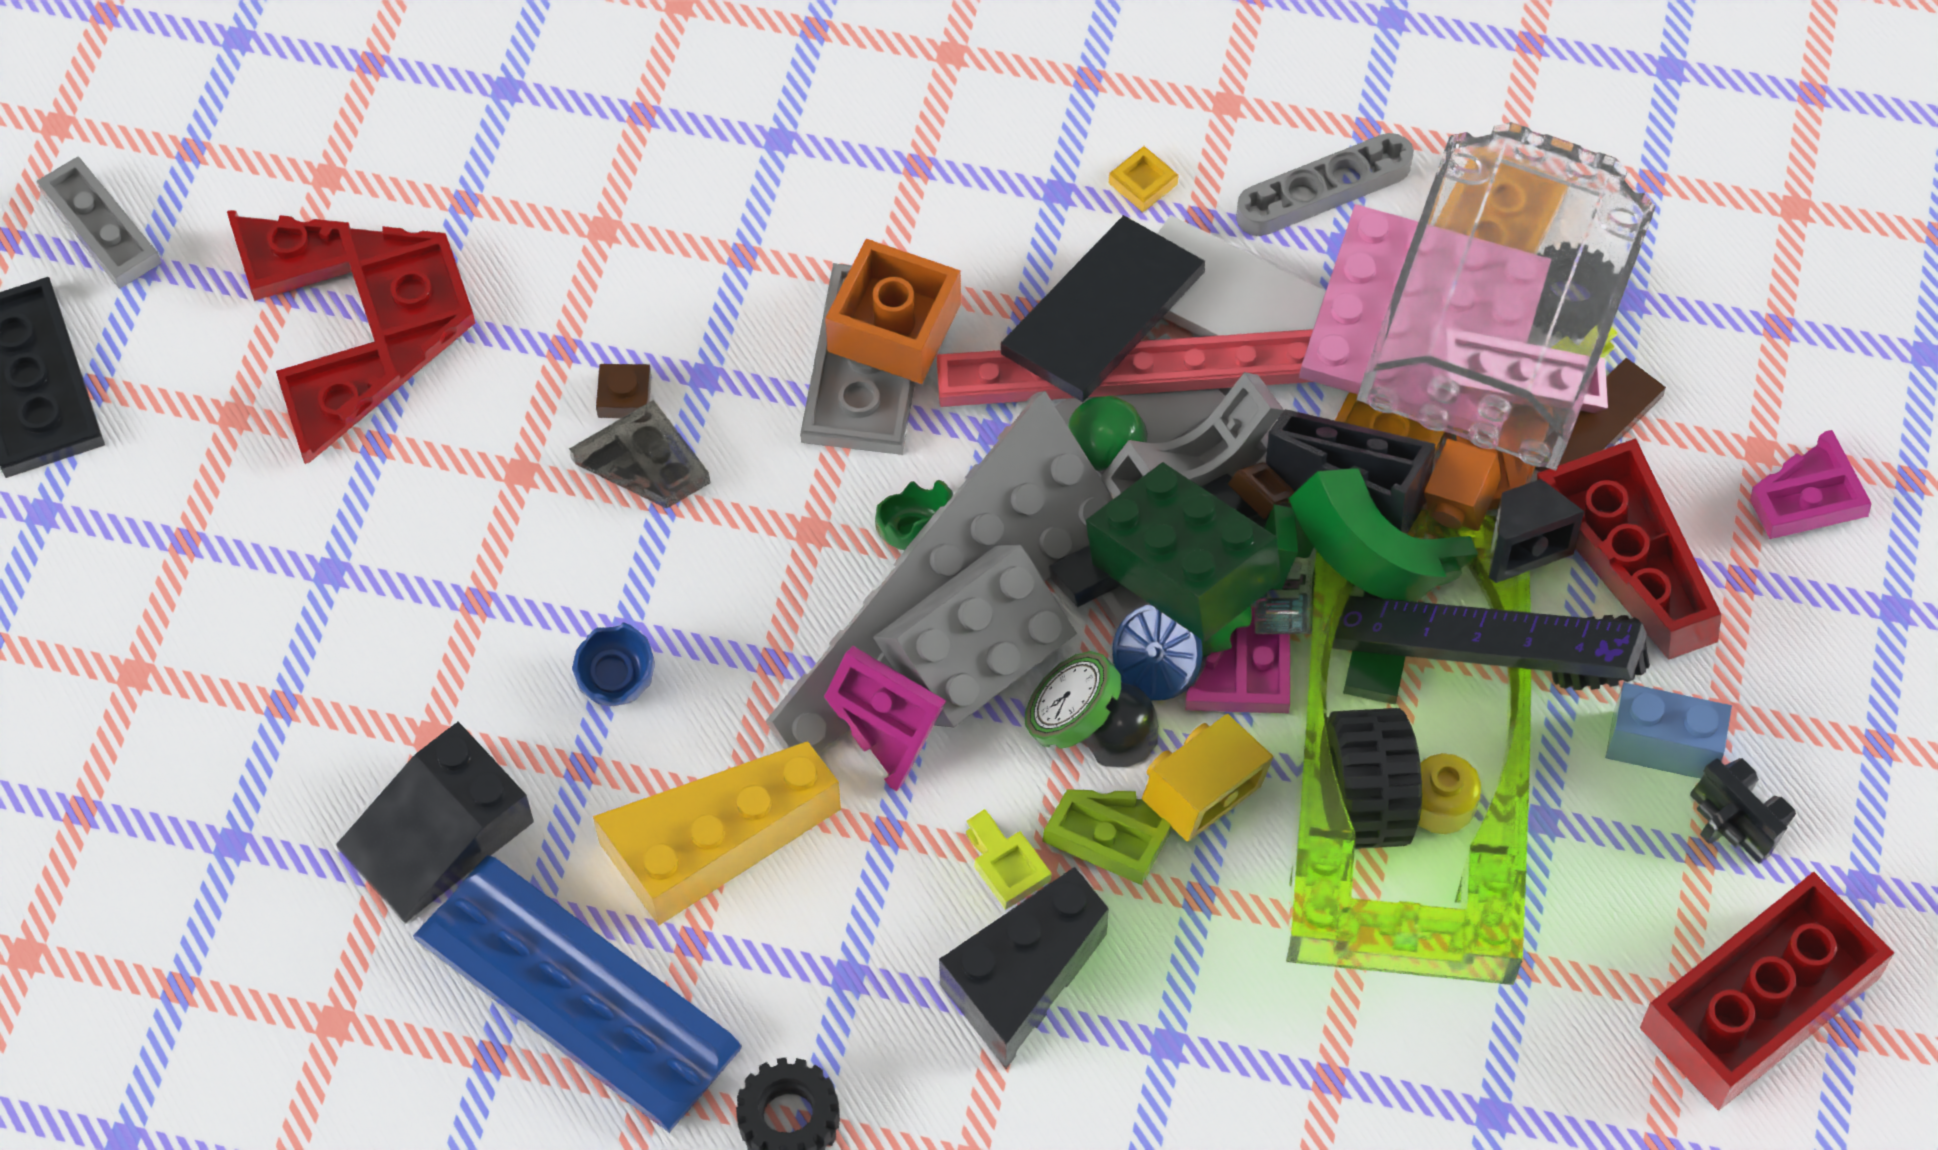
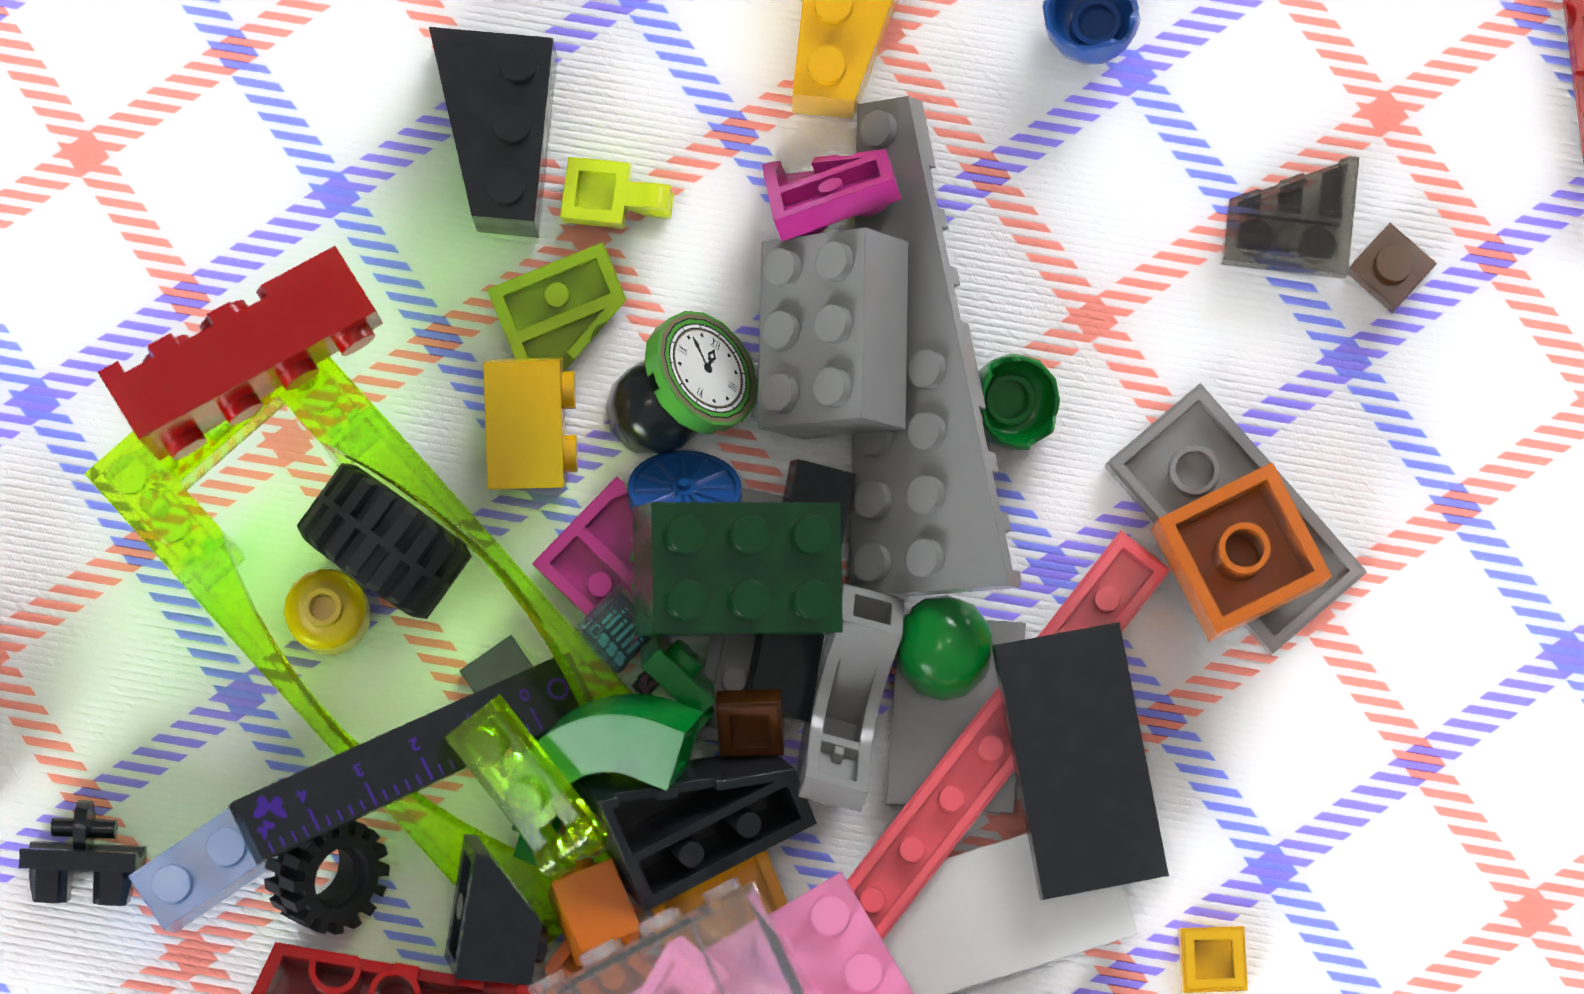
camera: 130 degrees right, 20 degrees up
(1356, 896) = (243, 355): none -> red wedge
(1434, 555) = (527, 787): none -> clear neon green plate

